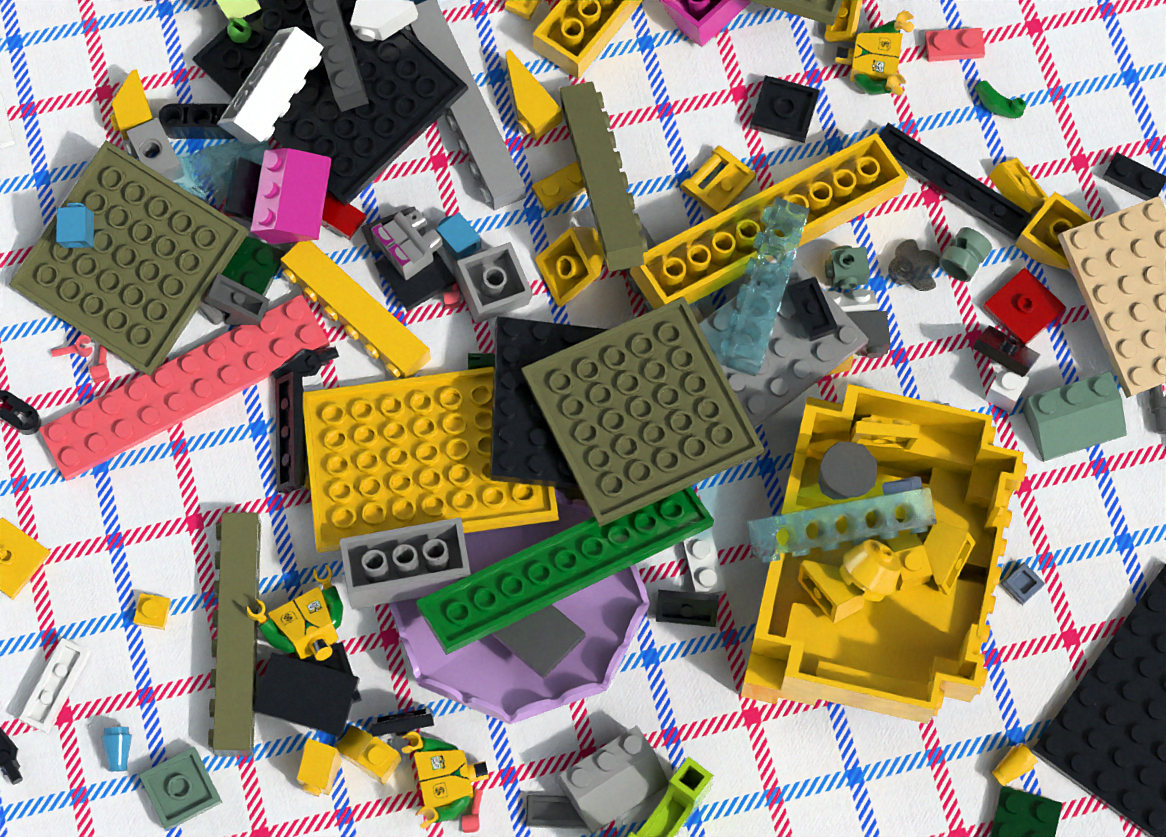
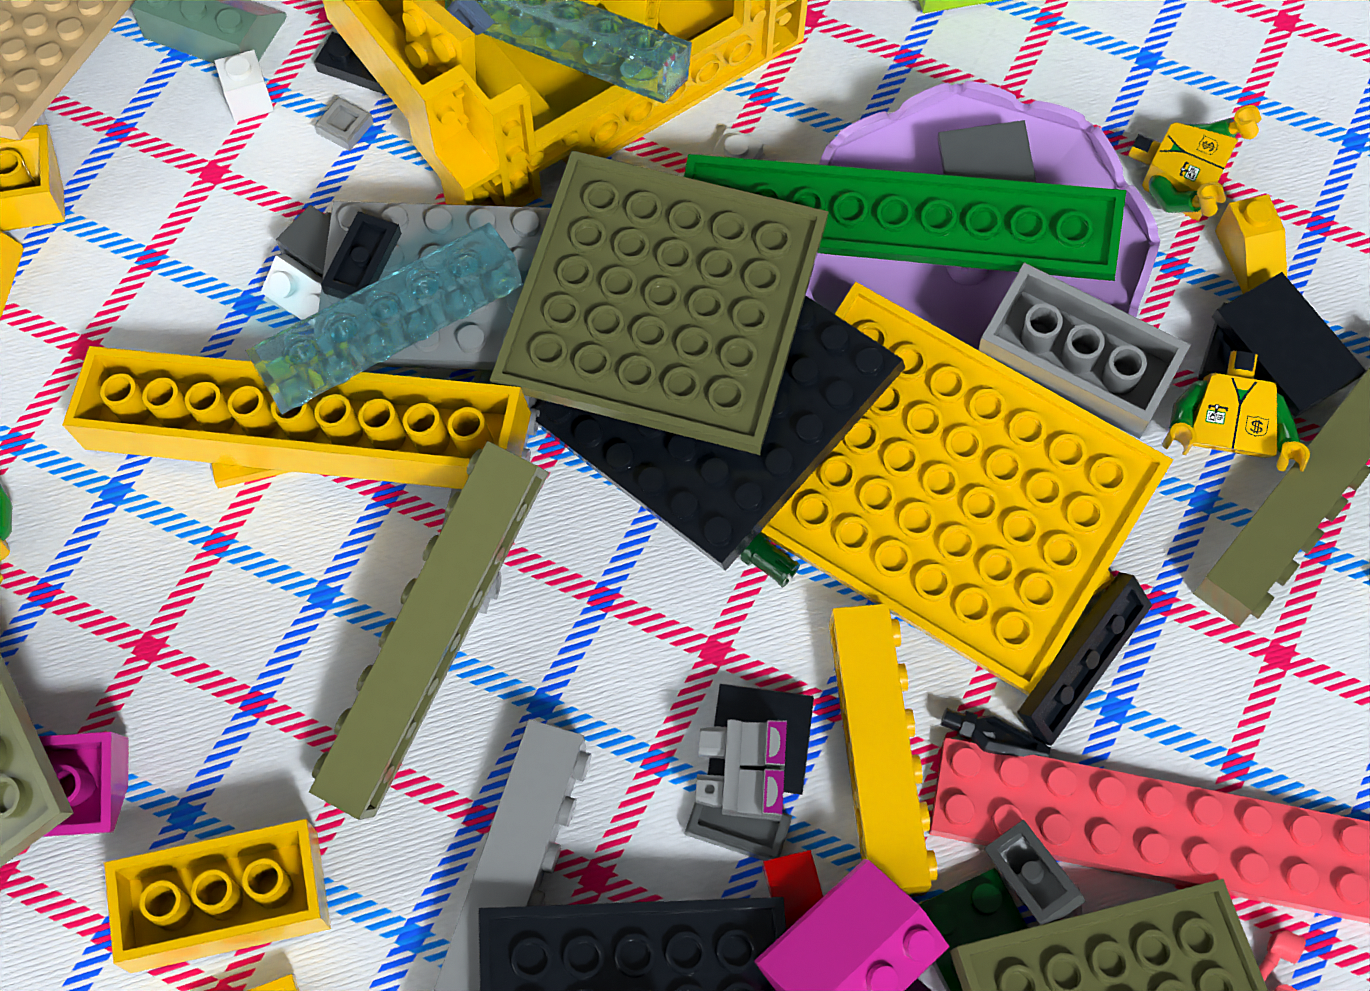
camera: 140 degrees left, 5 degrees down
(318, 768) = (1323, 265): yellow slope -> none
(402, 722) = (1202, 233): black plate -> none
(452, 298) = (740, 668): coral hand -> none
(458, 237) = (668, 736): dark azure brick -> none
(470, 822) = (1186, 115): coral hand -> none
(492, 282) = (680, 632): light grey brick -> none
(534, 106) = (408, 846): yellow slope -> none
(552, 812) = (1085, 71): dark grey tile -> none
(559, 187) = (478, 705): yellow plate -> none
(571, 263) = (560, 582): yellow slope -> none
(613, 779) = (1008, 53): light grey slope -> none
(687, 608) = (776, 130): black plate -> none
(724, 187) = (287, 535): yellow plate -> none
(784, 109) = (121, 571): black plate -> none
(847, 471) = (512, 56): dark grey hat -> none
(848, 267) = (256, 317): sand green brick -> none
(917, 266) = (190, 283): clear smoke plate -> none
(955, 183) = (44, 334): black plate -> none
(966, 253) = (140, 234): sand green wheel -> none
(1006, 351) = (203, 110): black plate -> none
(1024, 307) = (130, 157): red plate -> none

